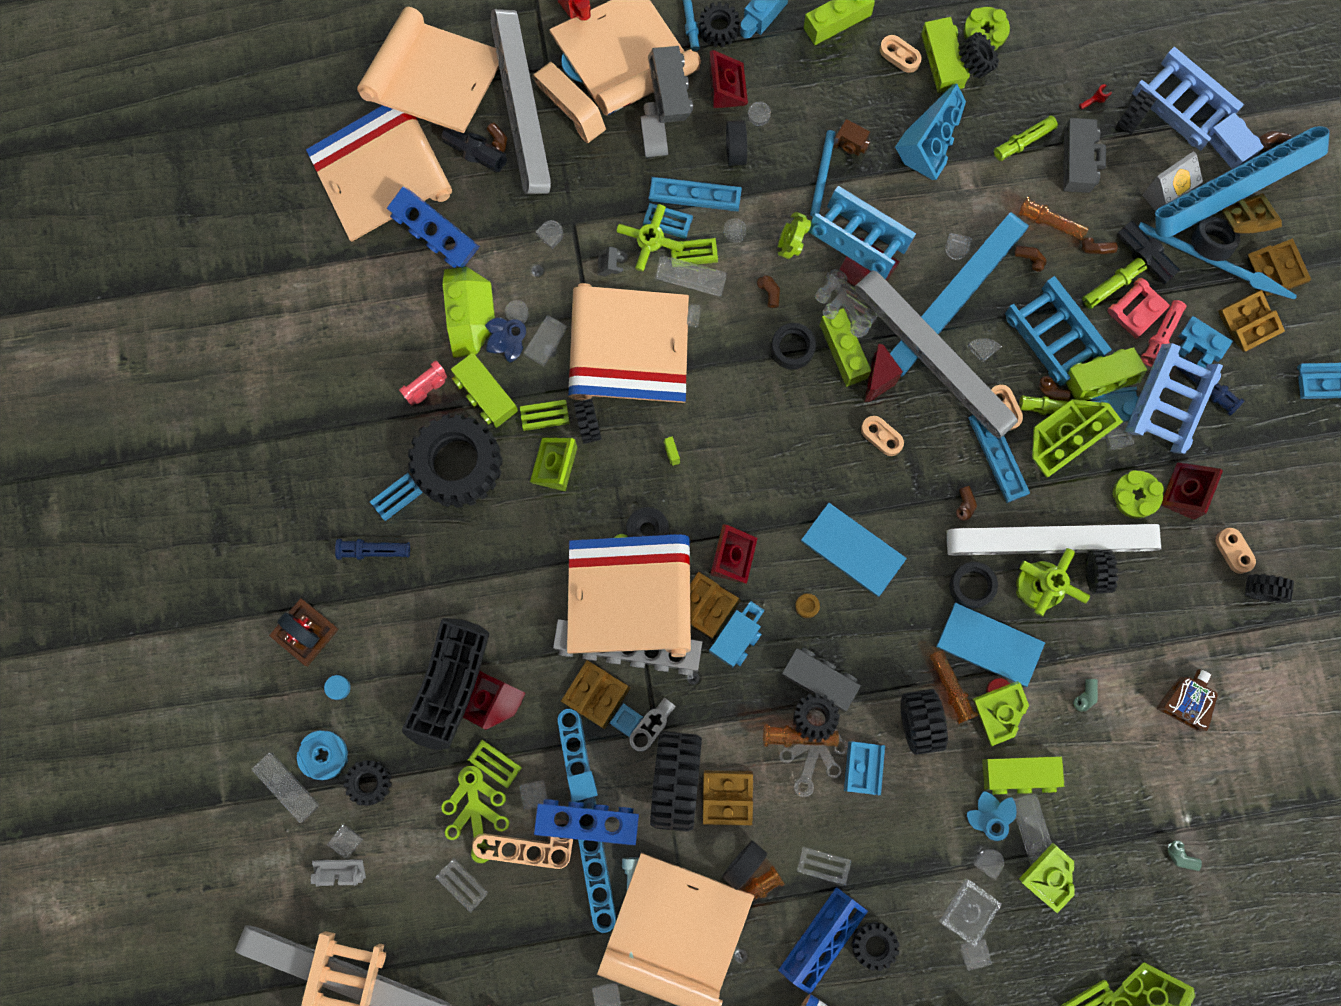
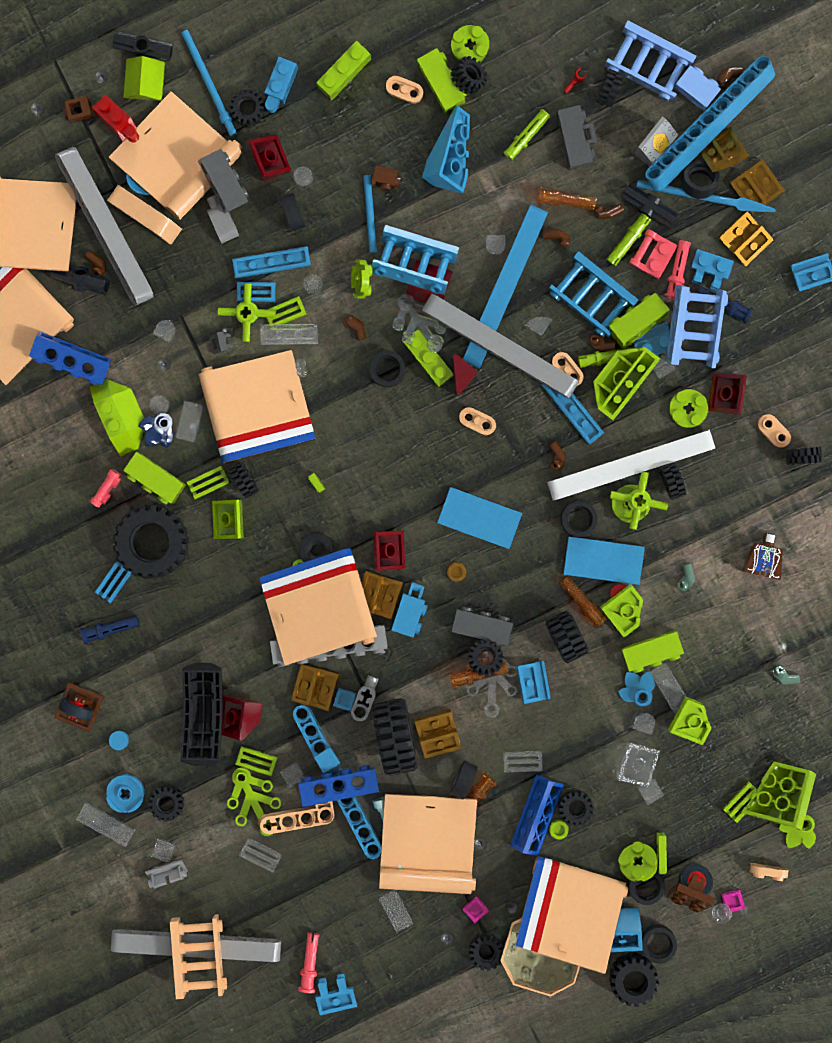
camera: 20 degrees left, 10 degrees up
(845, 968) = (558, 829): none -> lime tile

